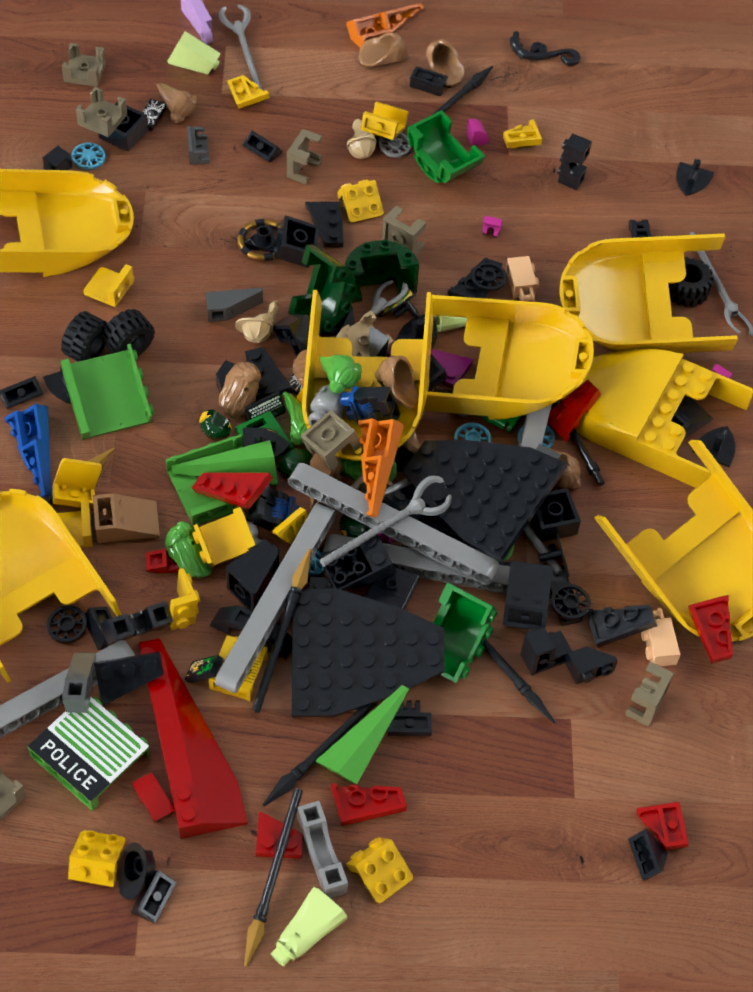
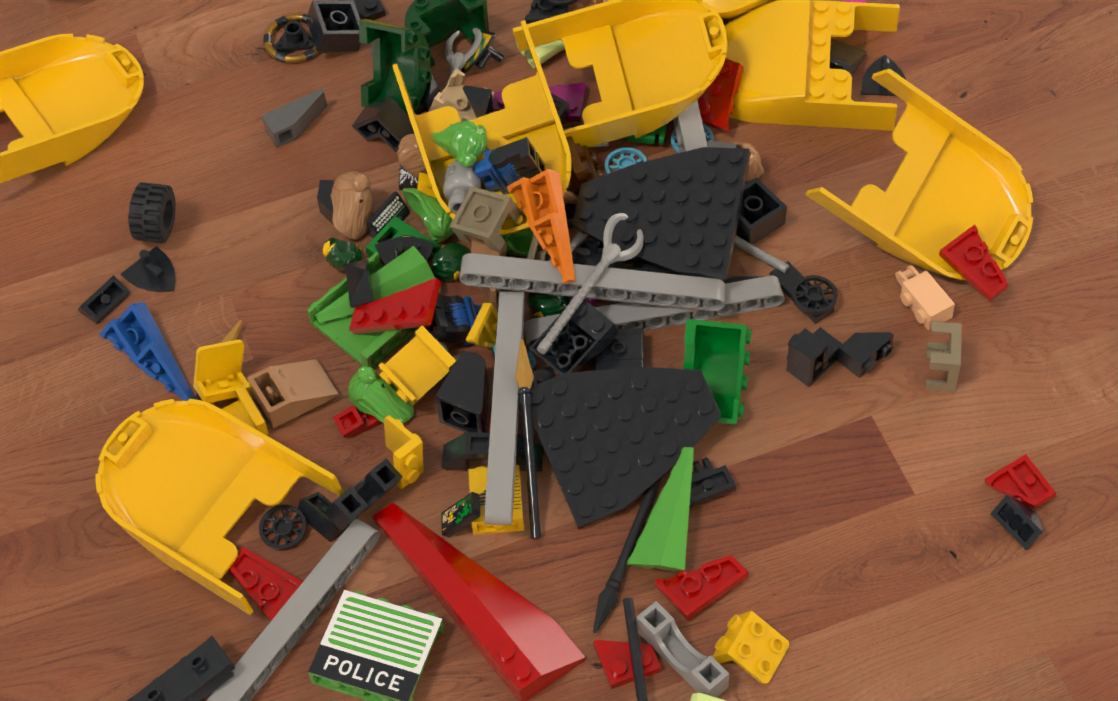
camera: 15 degrees left, 0 degrees up
(31, 661) = (264, 582): none -> red wing
(57, 160) = (20, 32): black brick -> none
(79, 683) = (334, 581): dark grey slope -> none
(88, 156) = (51, 17): medium azure wheel -> none
(107, 393) = (206, 263): bright green panel -> none
(109, 285) = (148, 148): yellow bracket -> none
(126, 329) = (198, 192): black tyre -> none
(126, 674) = (380, 552): black wing -> none
(152, 796) = (471, 671): red slope -> none
(215, 454) = (359, 283): none -> black slope
(260, 327) = (339, 133): tan piece -> none
(271, 377) = (382, 181): black wing -> none
(398, 375) = (524, 121): medium nougat hair -> none
(415, 330) = (511, 70): black shield -> none
(434, 423) = (583, 165): none -> reddish brown brick
(521, 685) = (800, 398): black piece -> none
(527, 595) = (769, 304): black slope -> none
(553, 554) = (774, 251): black shield -> none
(592, 467) = (766, 148): black bar -> none
(615, 624) = (872, 300): black wing -> none

